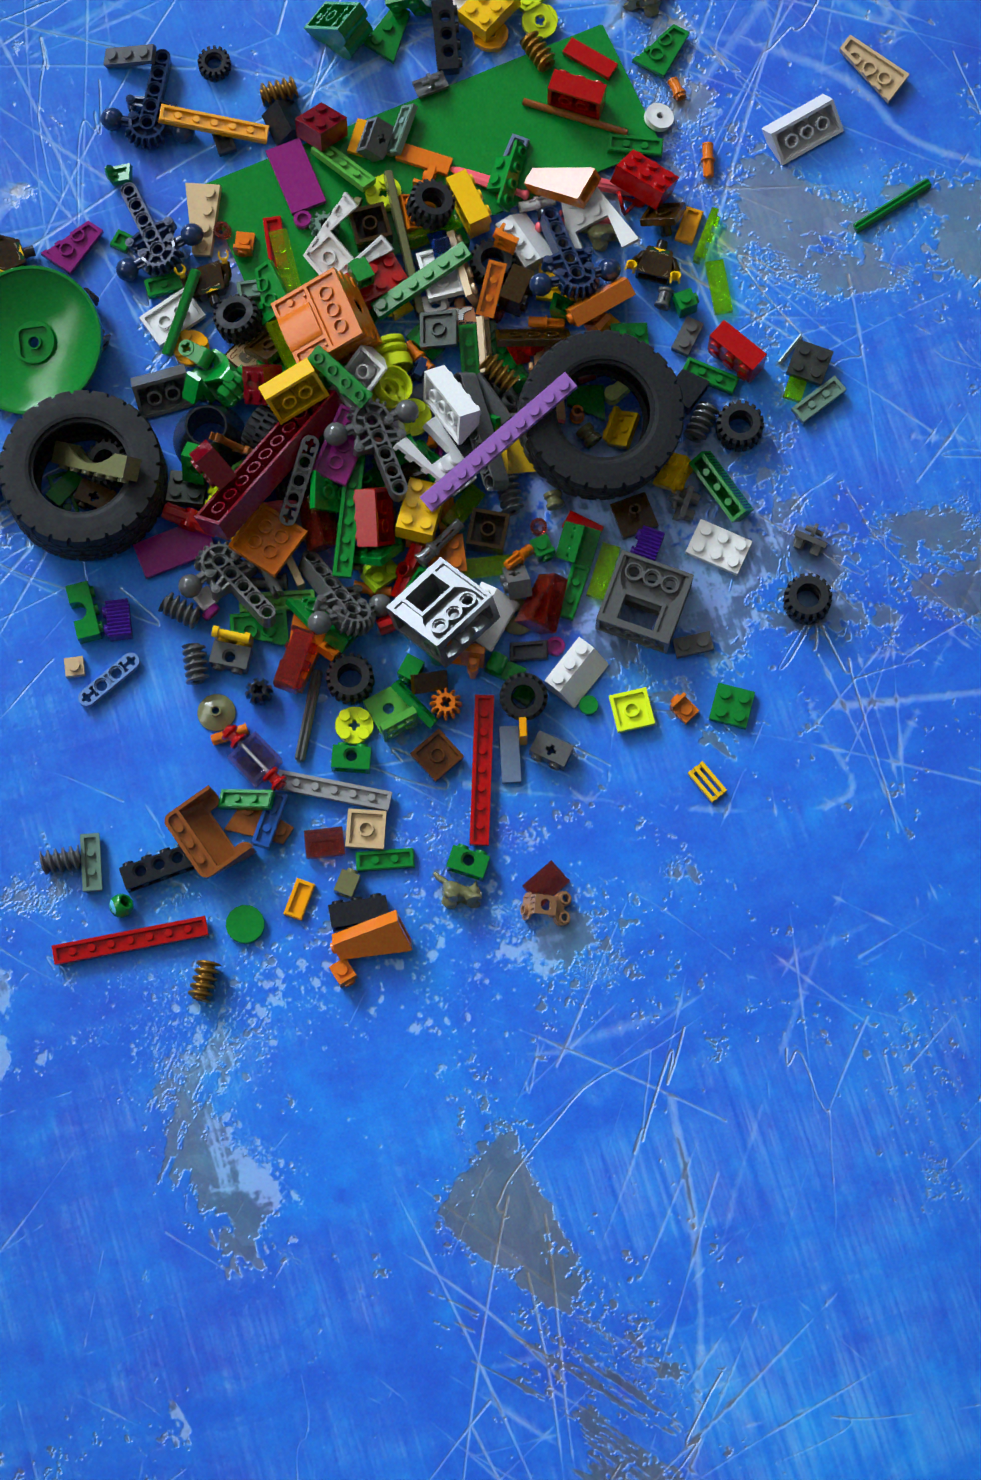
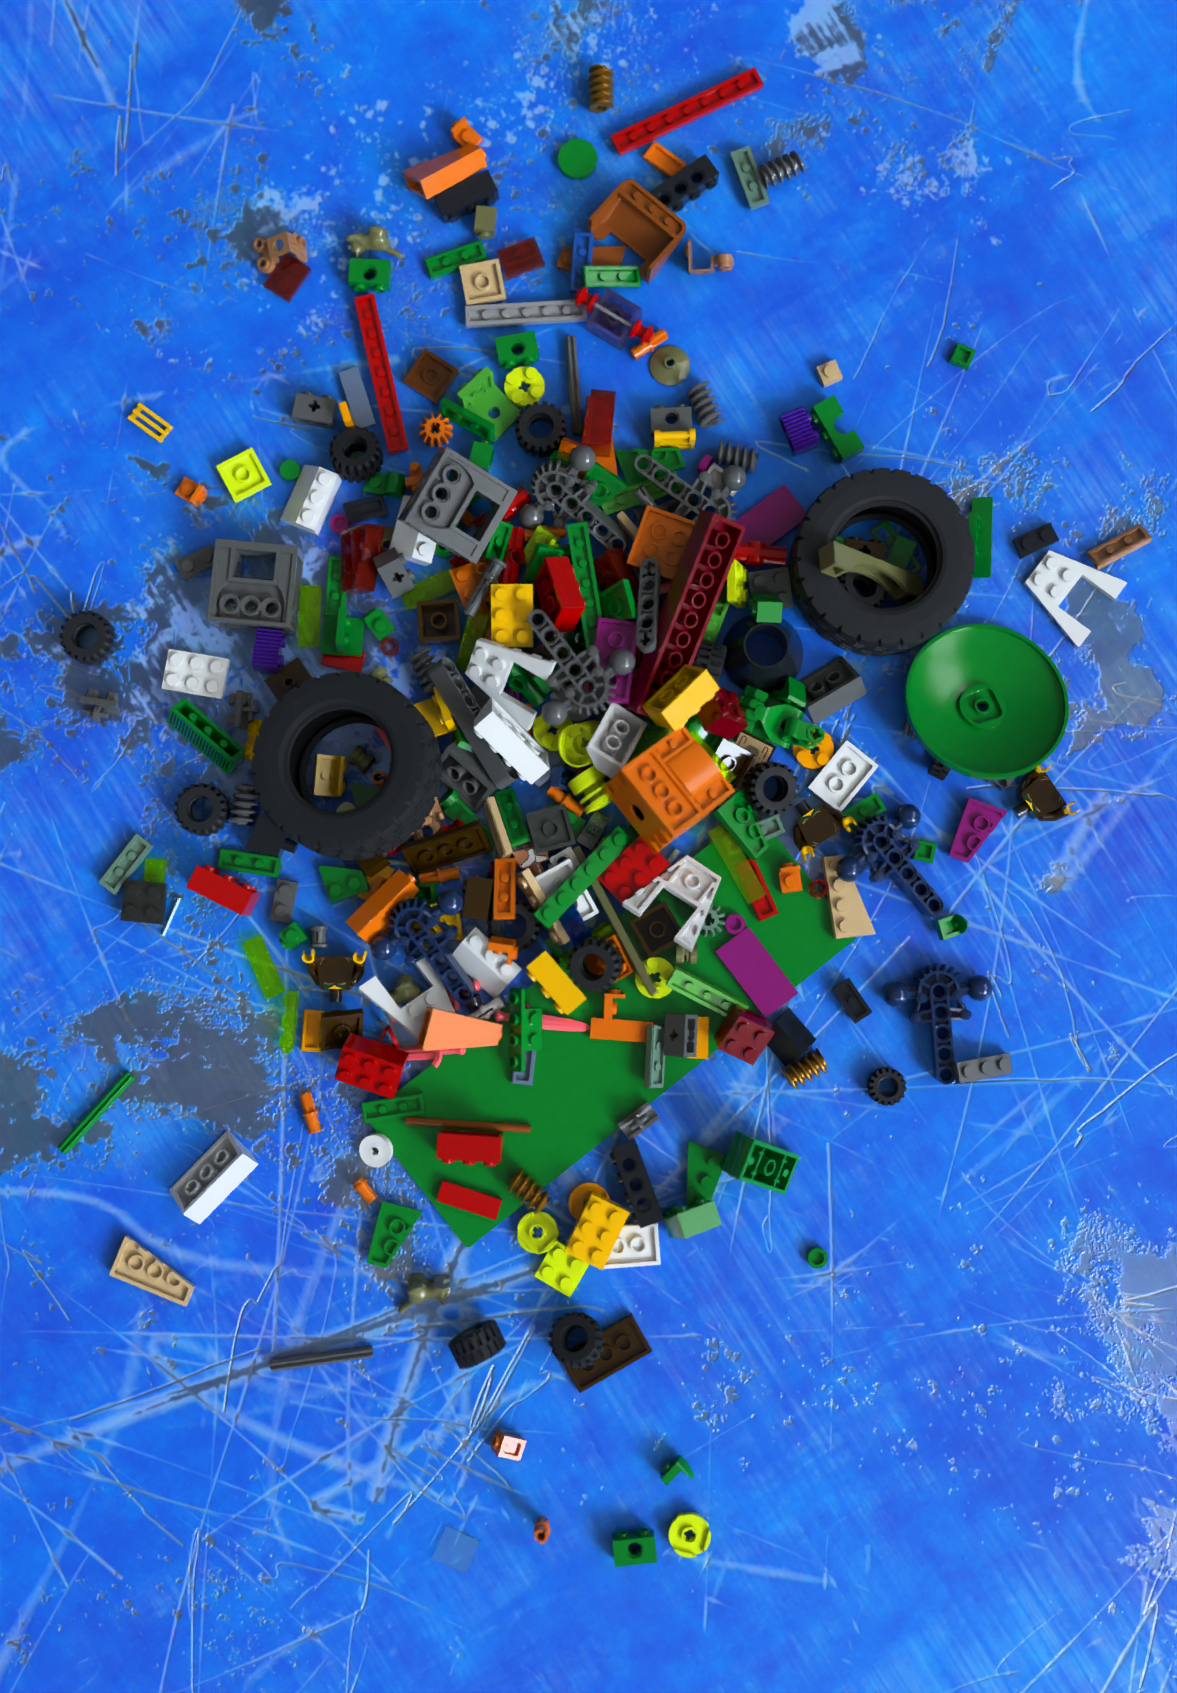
camera: 170 degrees right, 10 degrees up
(111, 682) = (790, 369): medium blue beam -> none
(121, 905) = (706, 141): green piece -> none
(141, 787) = (722, 261): none -> medium nougat piece
(165, 901) = (663, 160): none -> orange tile
(181, 312) = (833, 783): green axle -> none
(213, 124) = (864, 1008): light orange tile -> none
(215, 468) = (743, 591): dark red brick -> none
(219, 438) = (727, 636): dark orange bar -> none
(261, 686) = (629, 386): black piece -> none
(299, 899) = (530, 198): light orange tile -> none
(340, 377) = (633, 721): green bracket -> none
(361, 272) = (650, 865): green brick -> none
(403, 323) = (593, 831): none -> leg
(429, 681) = (463, 441): dark brown tile -> none
(497, 371) = (470, 796): pearl gold piece -> none
(498, 442) = (440, 692): medium lavender plate -> none
(519, 557) = (400, 603): orange axle -> none
(731, 706) = (143, 508): green plate -> none

